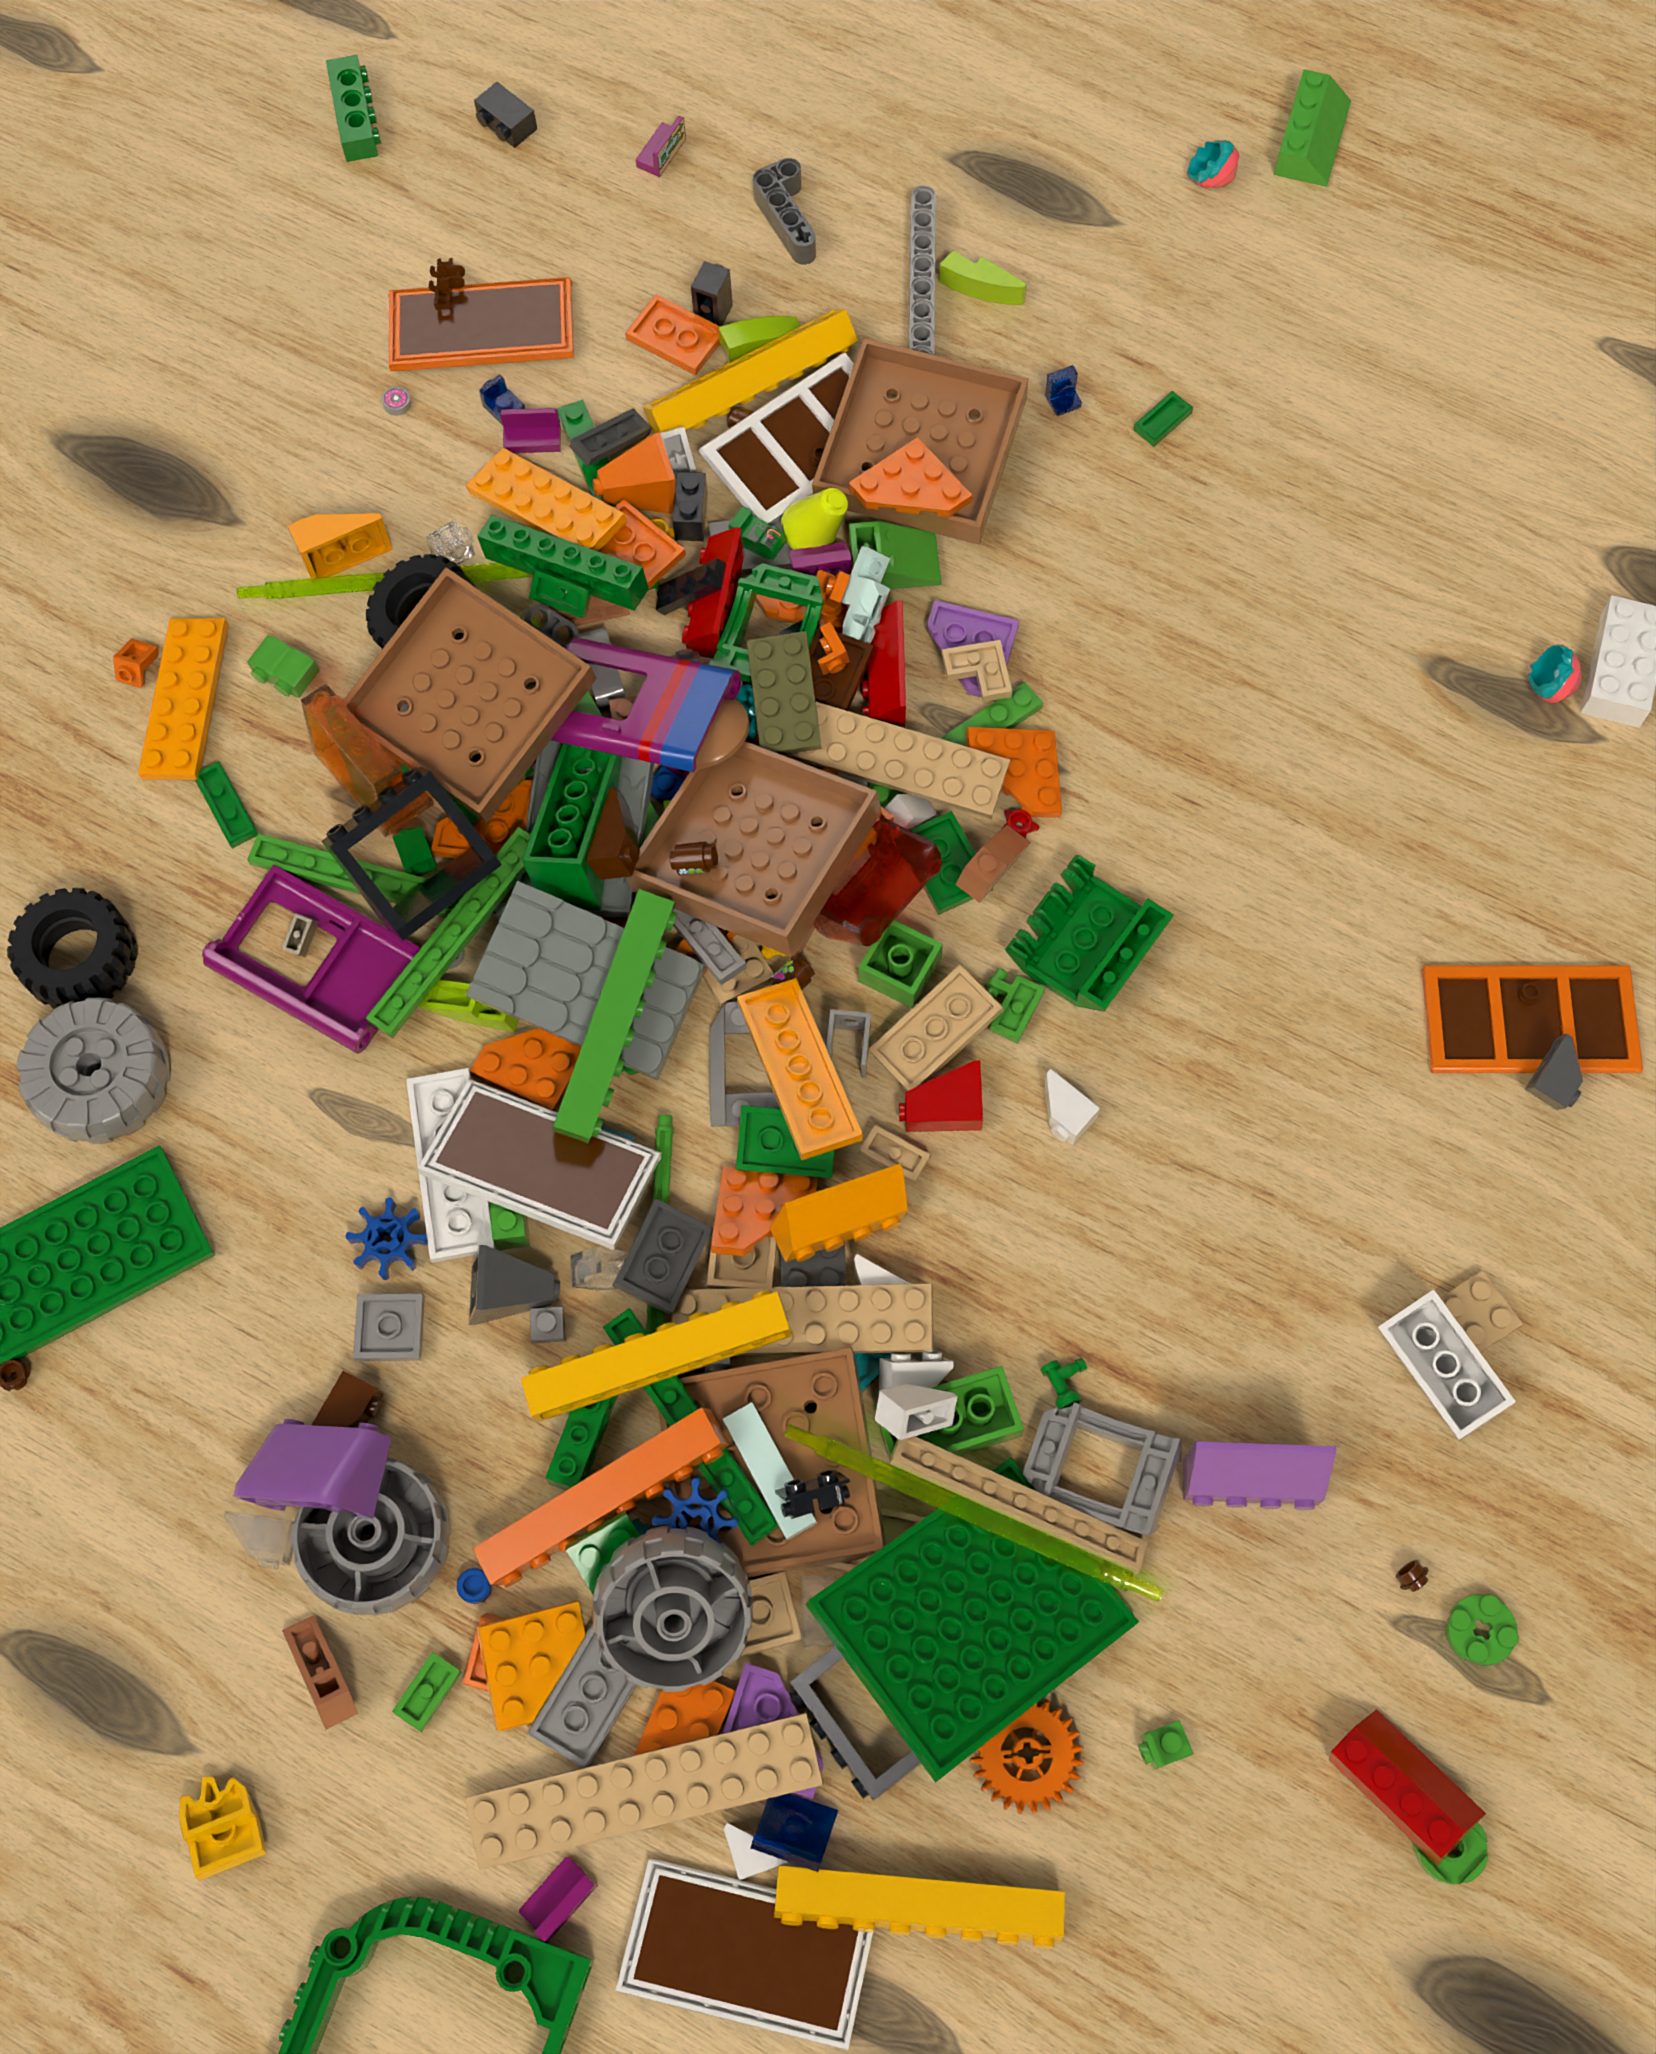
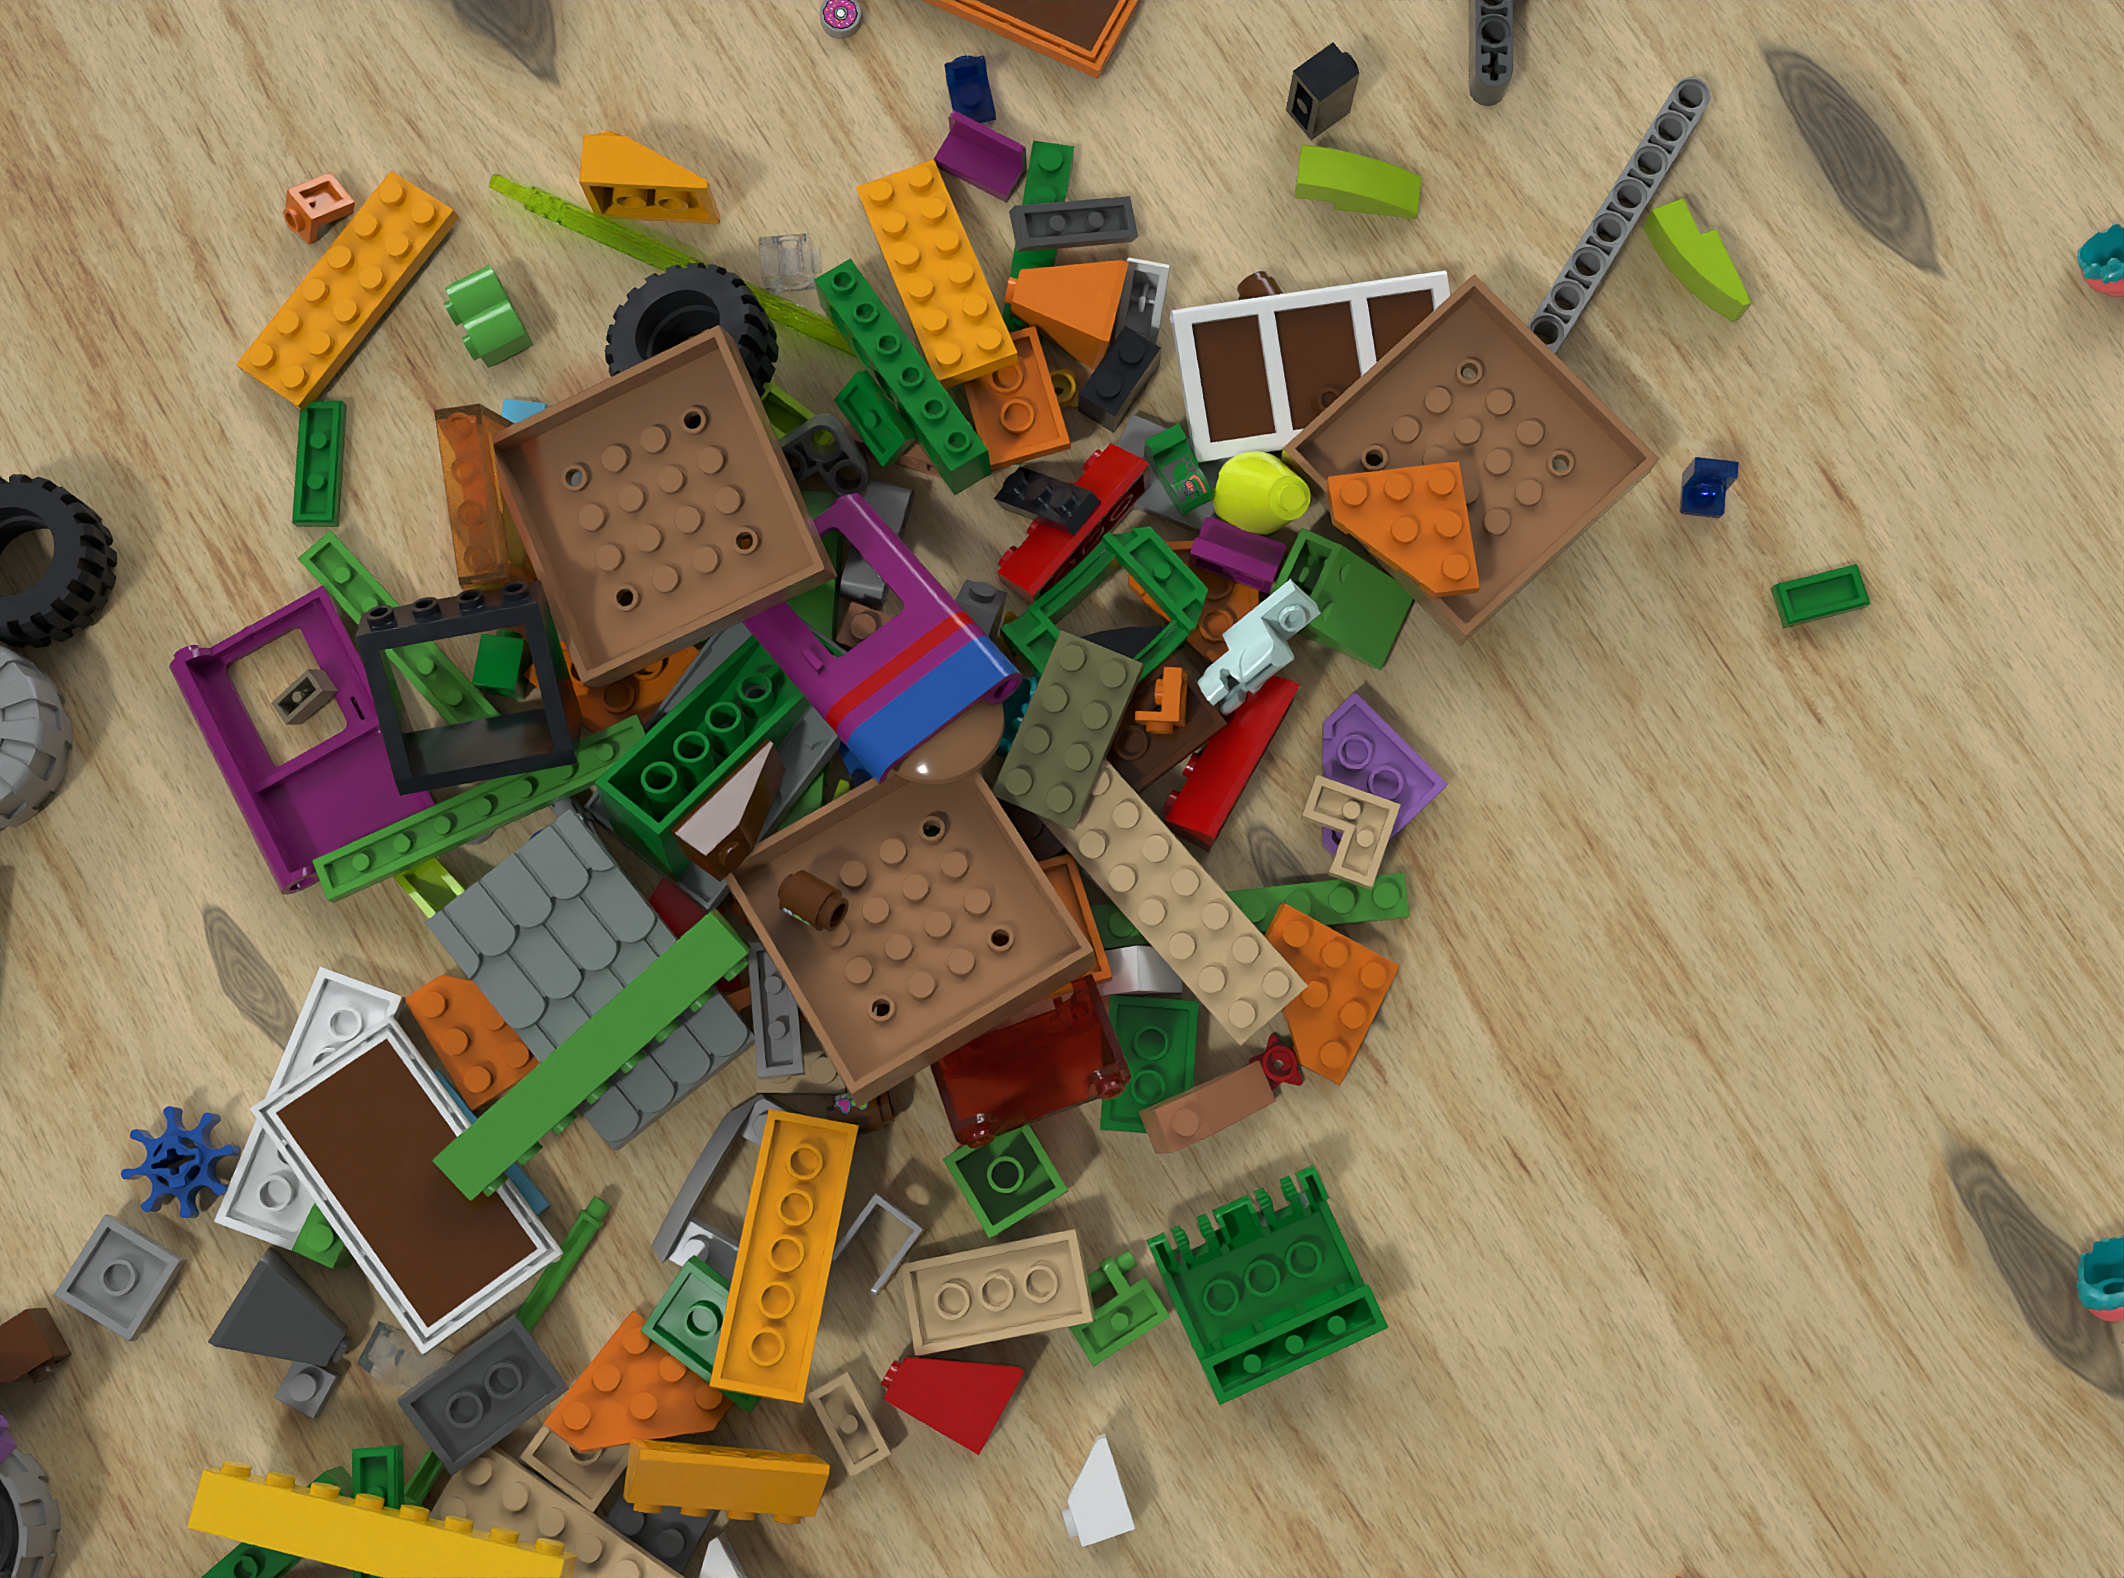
camera: 30 degrees right, 10 degrees up
(674, 334) = (1246, 117): orange plate -> none
(753, 373) = (1311, 233): yellow brick -> none
(832, 586) = (1225, 604): orange bracket -> none

